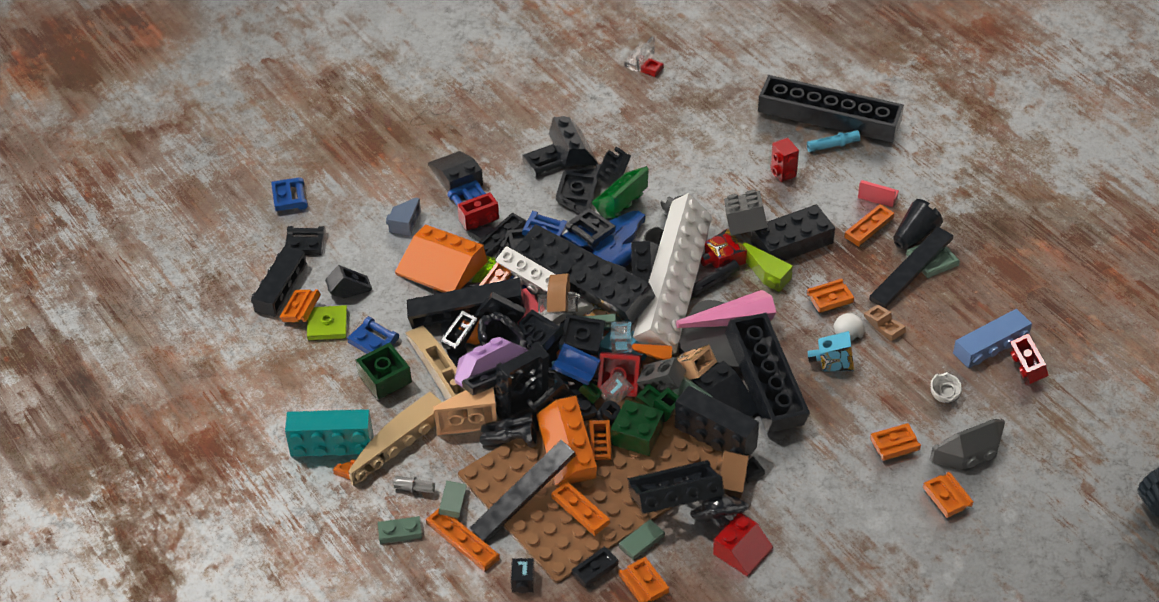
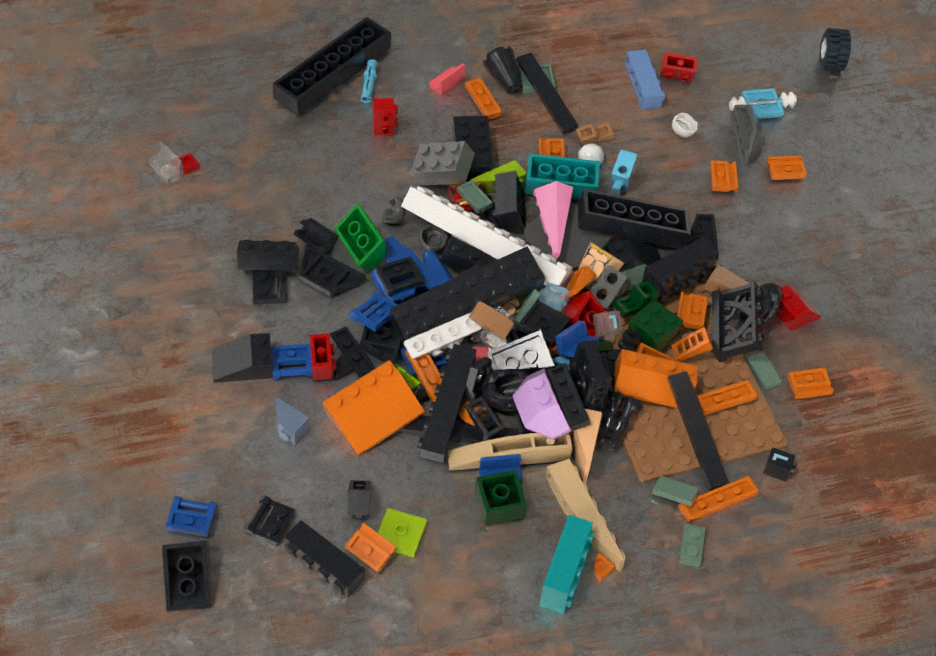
camera: 75 degrees left, 5 degrees up
(234, 208) = (187, 575): none -> black slope
(367, 341) = (443, 504): blue plate -> none
(413, 484) = (645, 517): light grey axle -> none
(420, 368) = (500, 464): none -> blue panel
(595, 567) = (785, 411): black plate -> none
(630, 463) = (699, 348): none -> orange slope
(678, 453) = (692, 310): none -> orange plate
(721, 249) = (474, 196): none -> sand green tile
(734, 277) = (509, 202): none -> black slope
(785, 447) = (704, 227): none -> black wing
(796, 308) = (569, 171): none -> teal brick
(1035, 450) = (765, 102): none -> medium azure plate

